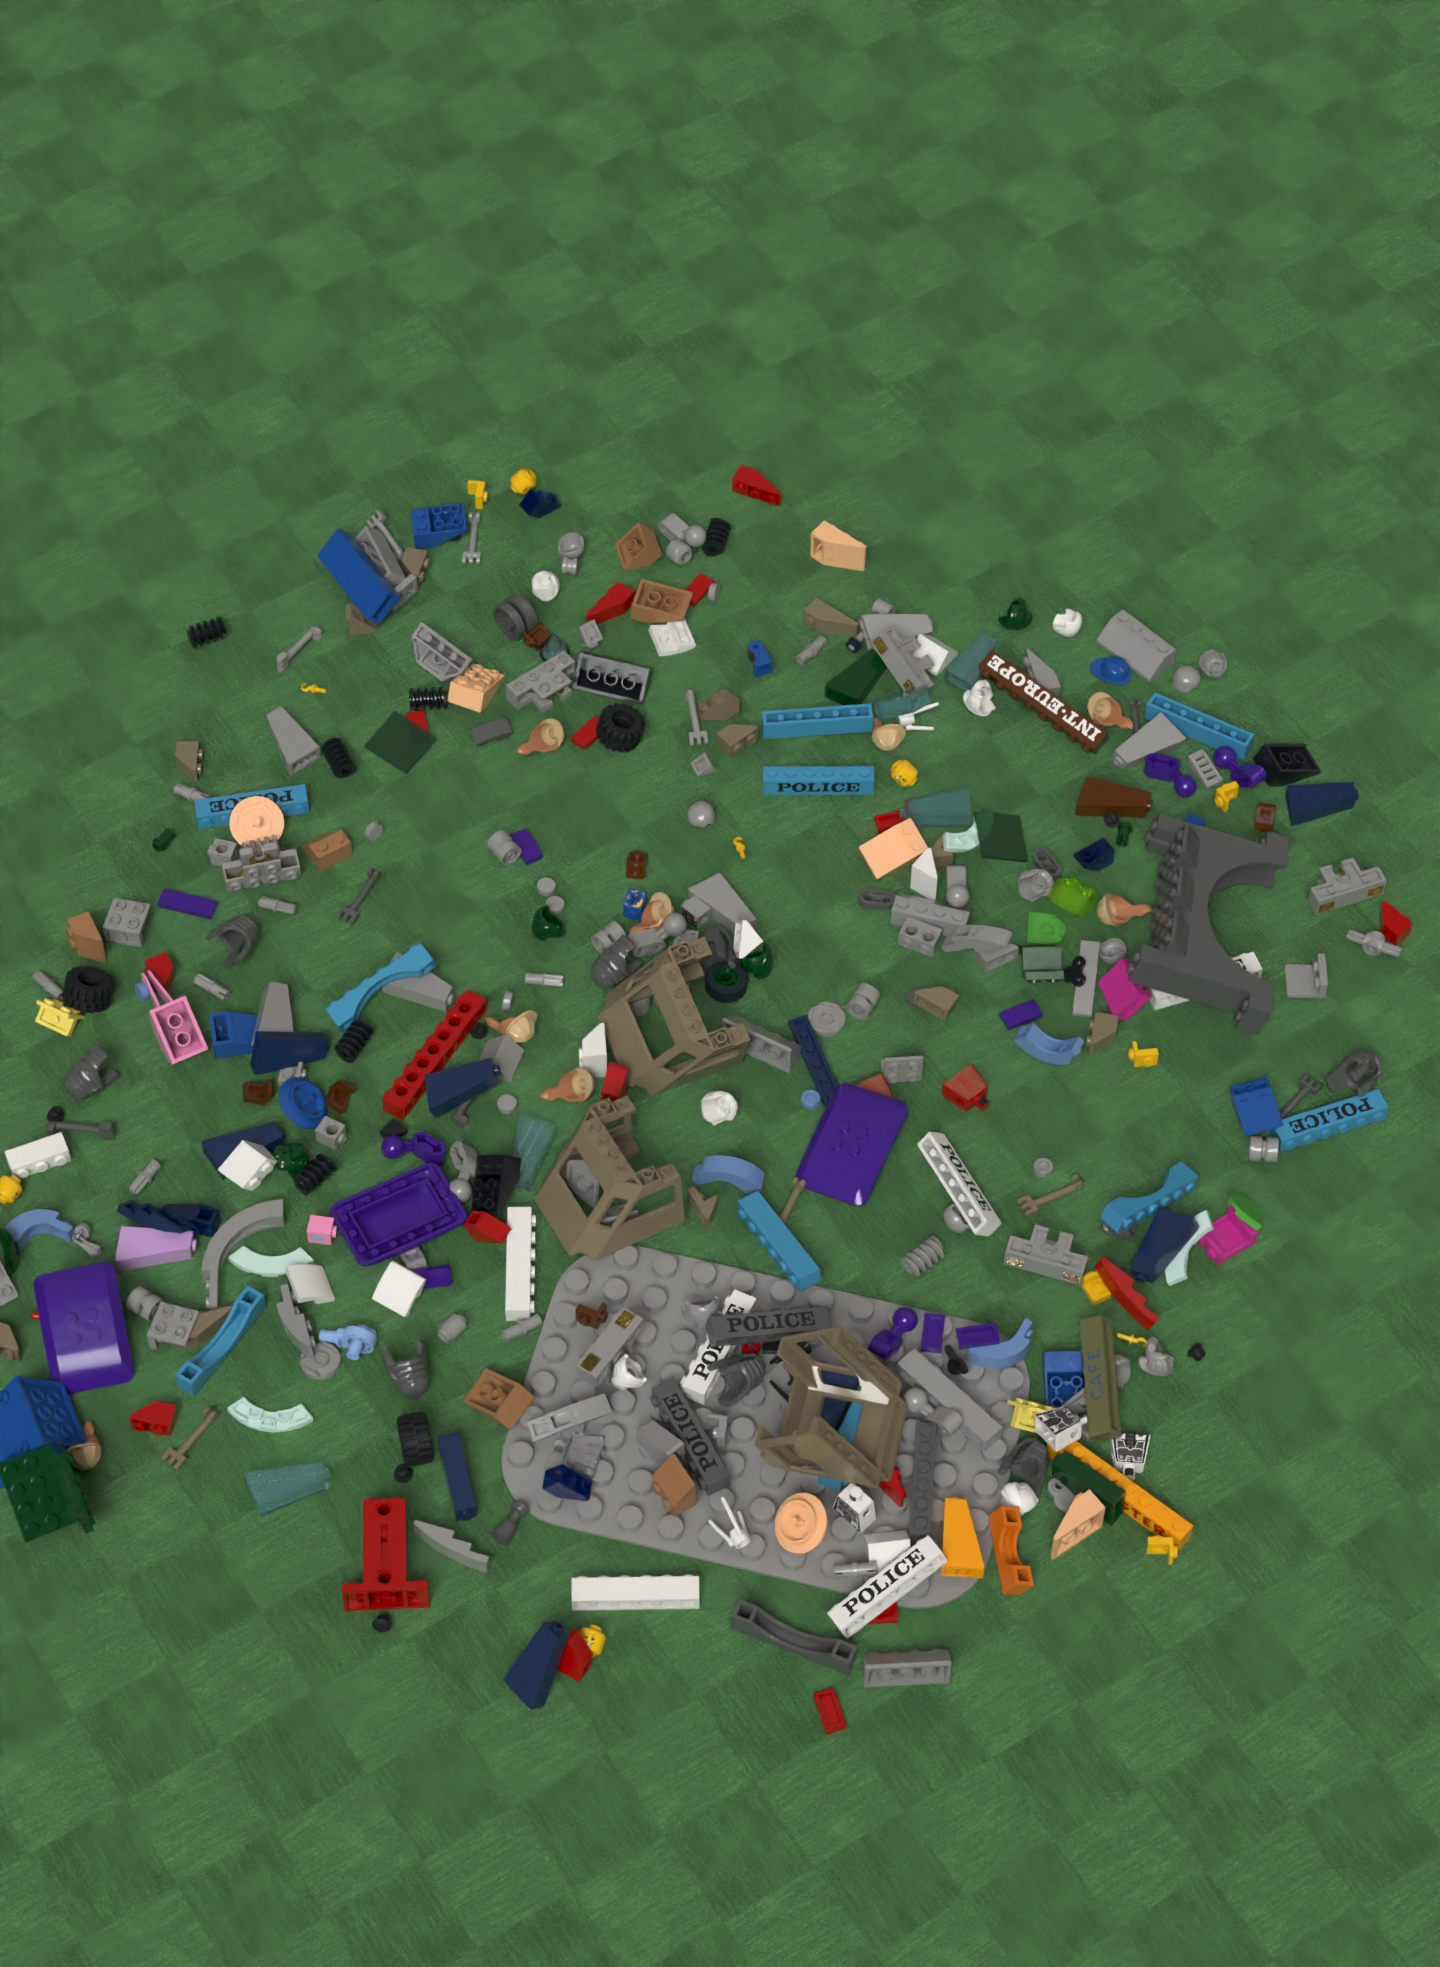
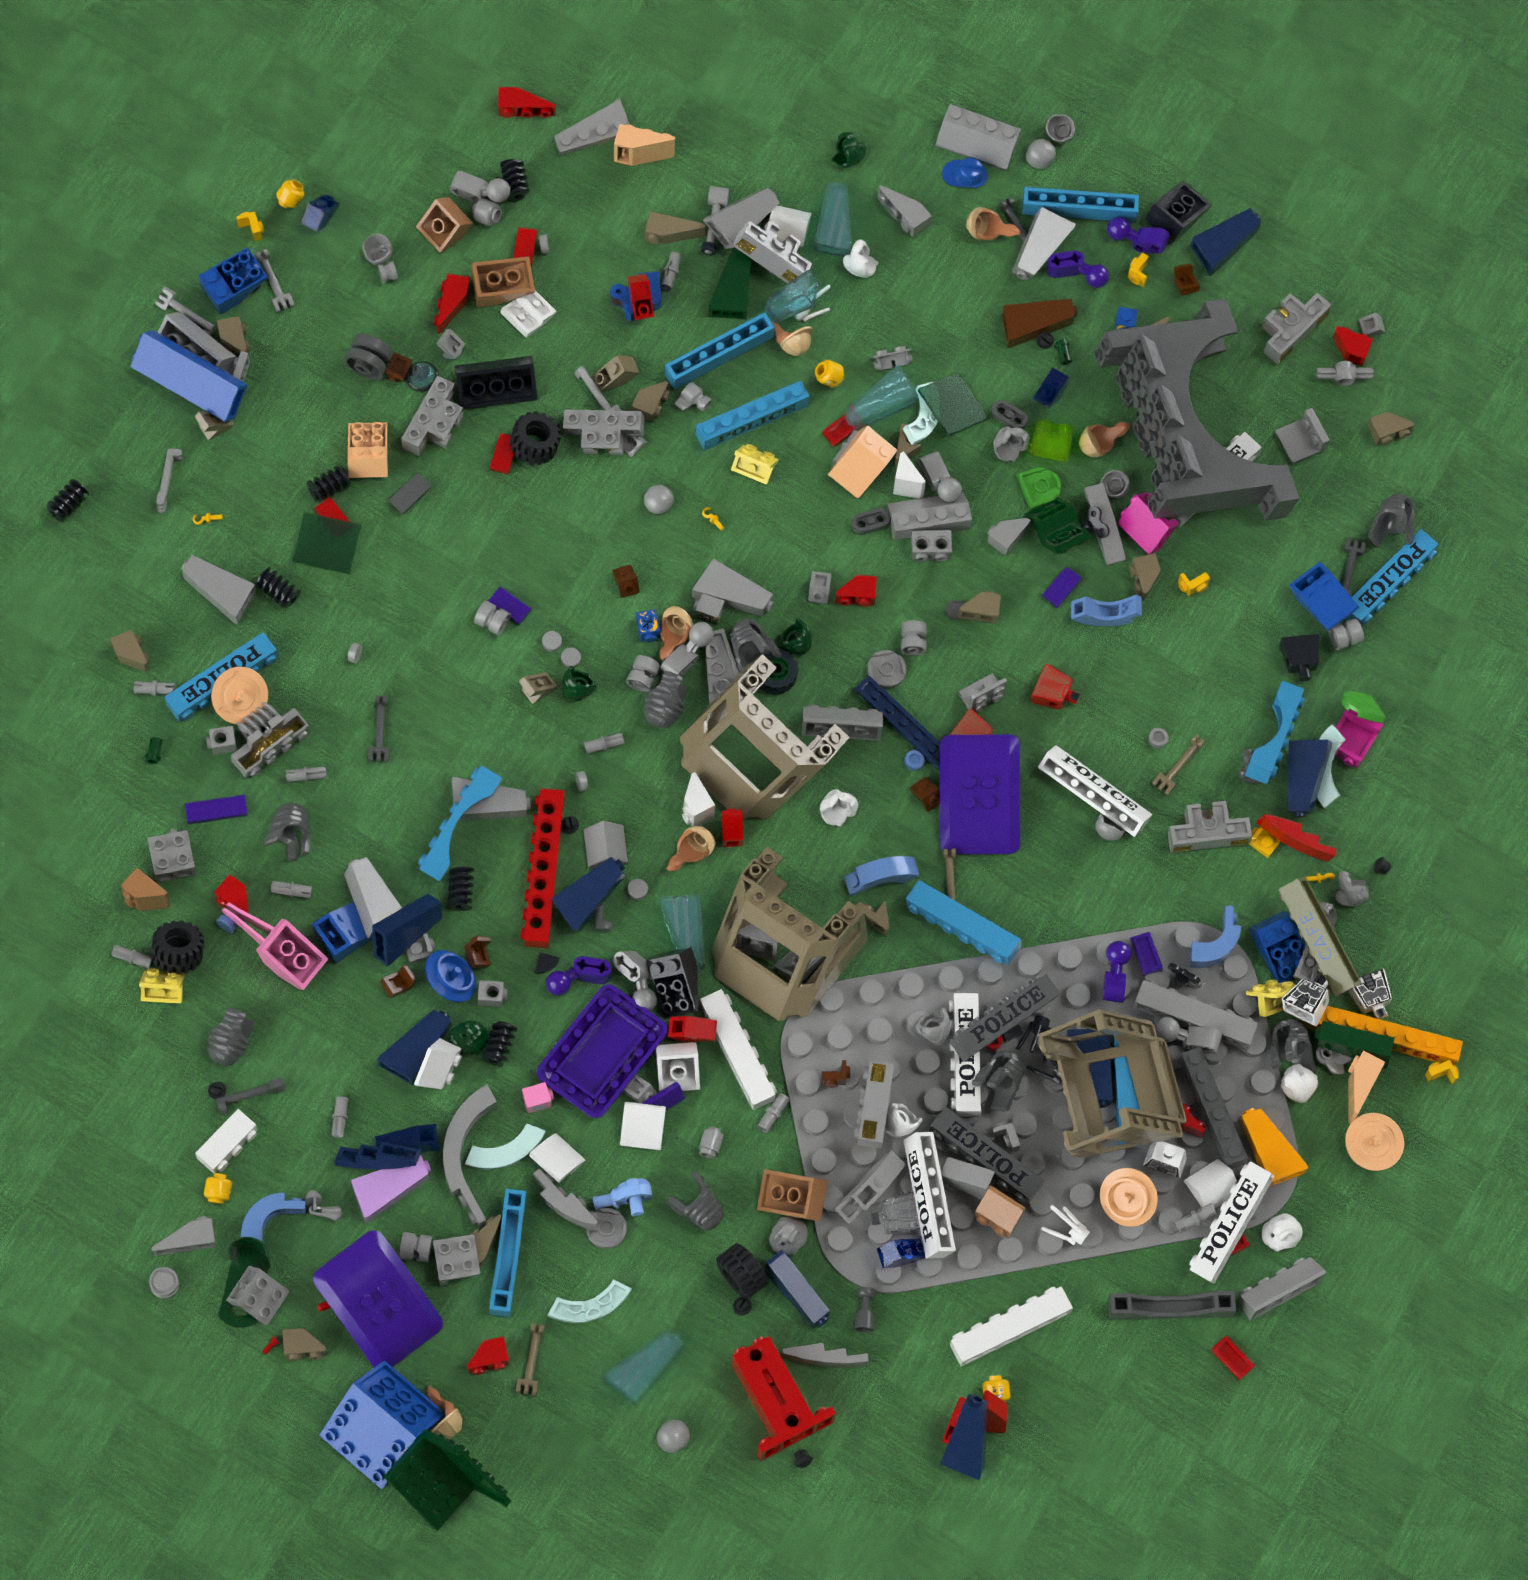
camera: 30 degrees left, 15 degrees up
(278, 1554) = (673, 1436): none -> light grey hair
(328, 849) = (319, 690): medium nougat slope -> none
(438, 654) = (315, 429): light grey wedge -> none
(460, 1253) = (679, 1064): none -> white slope
(477, 1432) = (791, 1232): none -> light grey hair
(512, 914) = (537, 686): none -> dark tan slope
(518, 1028) = (608, 810): tan piece -> none
(544, 737) = (467, 480): piece -> none
(545, 585) = (377, 306): white hair -> none
(618, 1446) = (929, 1195): none -> white brick
(683, 741) = (603, 428): none -> light grey piece
(744, 938) = (776, 623): white slope -> none
(770, 654) = (640, 296): none -> red slope
(774, 747) = (692, 395): none -> light grey piece
(786, 657) = (655, 289): none -> blue leg
(798, 816) = (754, 463): none -> light yellow bracket
(800, 526) = (592, 130): none -> light grey wing
(801, 932) = (819, 587): none -> light grey bracket
(805, 1127) = (926, 793): none -> reddish brown bracket
(834, 947) = (859, 591): none -> red slope
(922, 1256) = (1098, 879): light grey piece -> none
(934, 1621) = (1282, 1232): none -> white hair
(961, 780) = (900, 356): none -> light grey hinge
(977, 1336) = (1193, 943): dark purple tile -> none
(979, 937) = (990, 528): light grey slope -> none
(1005, 1528) = (1303, 1119): orange arch -> none
(1043, 702) = (925, 241): reddish brown brick -> none
(1064, 1579) = (1374, 1141): none -> light nougat piece
(1068, 623) = (901, 138): white hair -> none
(1201, 758) = (1108, 244): light grey slope -> none
(1213, 1149) = (1301, 654): none -> black torso
(1393, 1000) = (1388, 427): none -> dark tan slope
(1421, 916) = (1372, 325): none -> light grey slope

